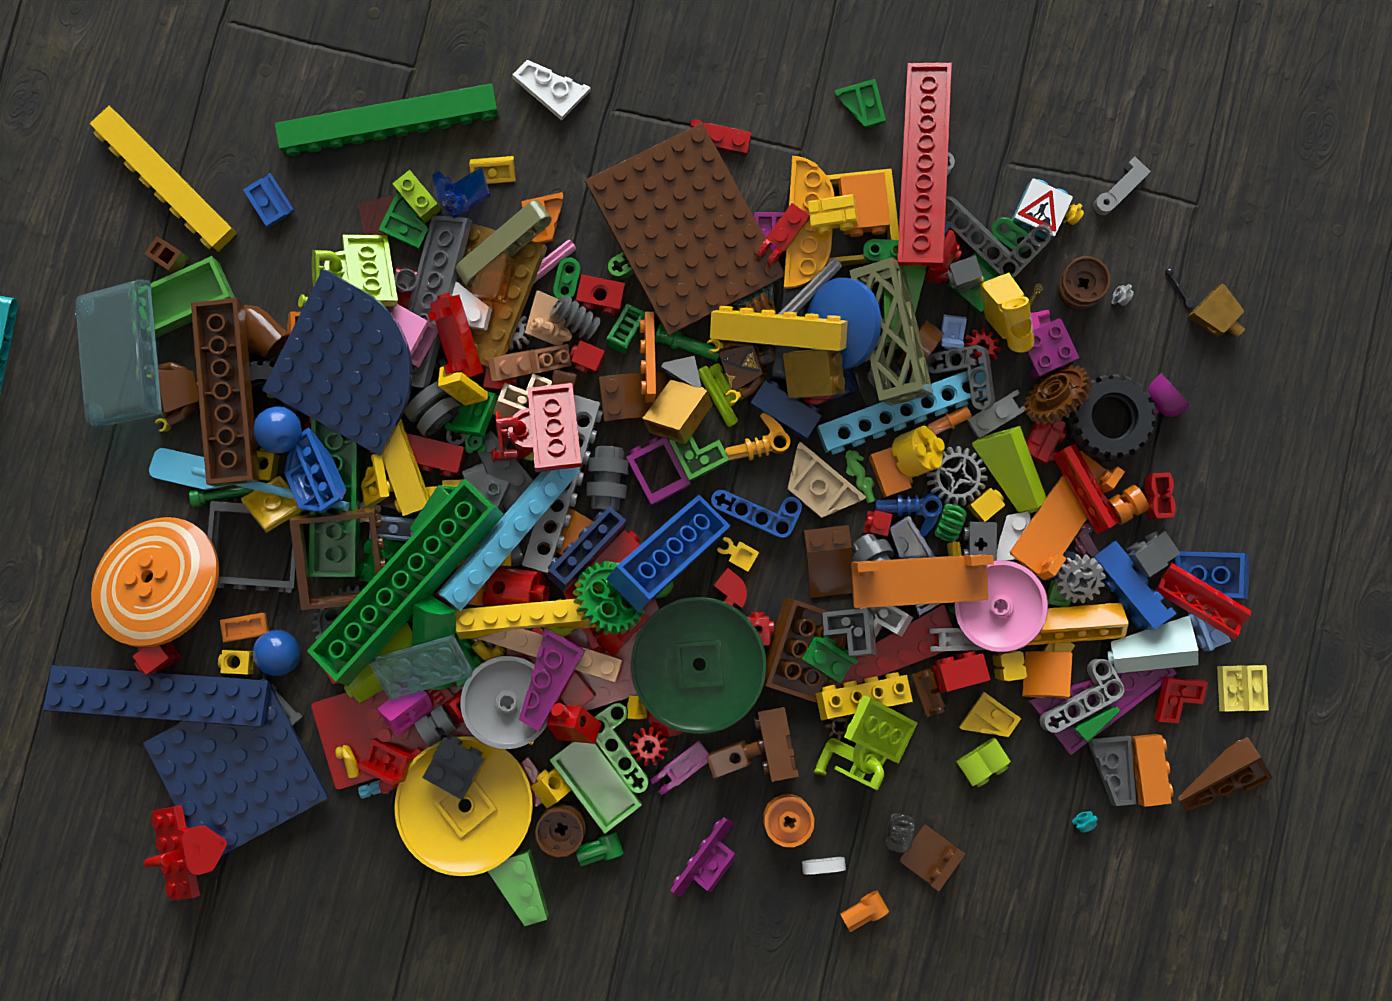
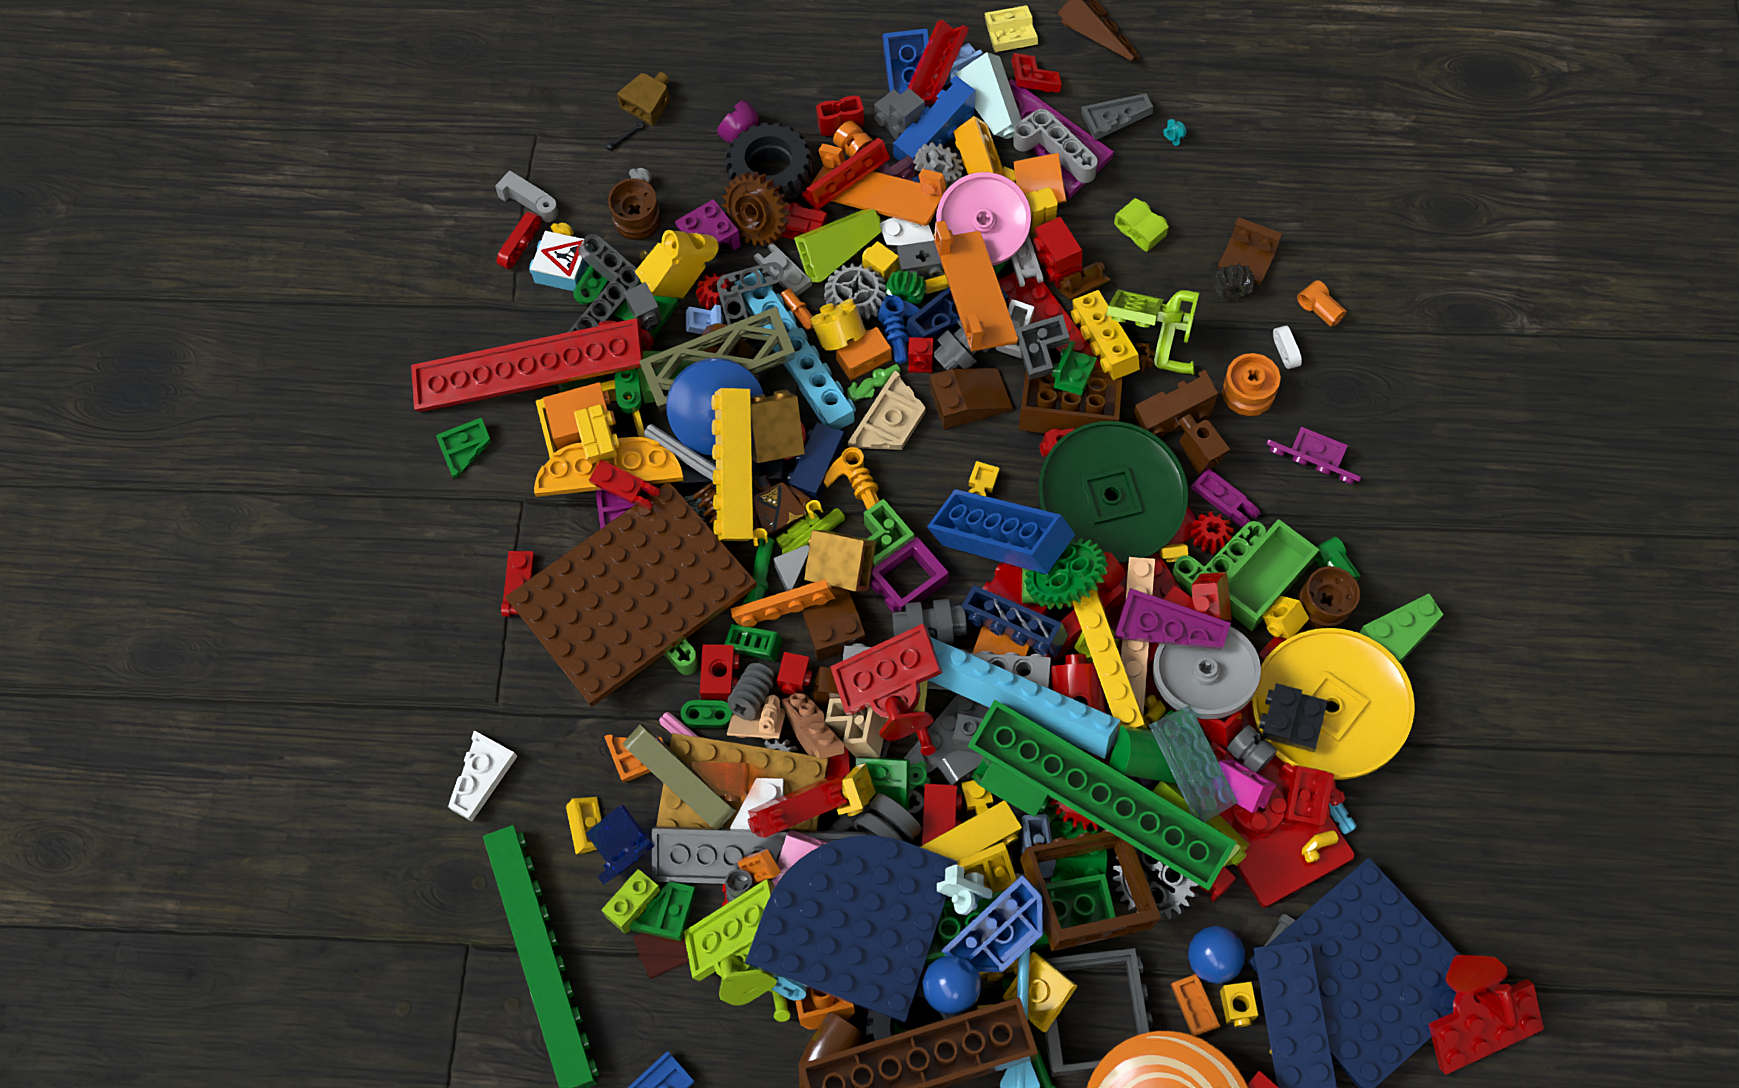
camera: 90 degrees left, 20 degrees down
(356, 448) = (964, 892): none -> light aqua hips
(413, 297) = (759, 866): none -> orange plate
(732, 588) = (1020, 480): red brick -> none
(753, 510) = (933, 475): blue beam -> none
(990, 717) = (1095, 226): yellow wing -> none
(1073, 173) = (519, 240): none -> red beam
(1091, 726) = (1079, 129): green slope -> none
(1151, 770) = (1110, 84): orange brick -> none

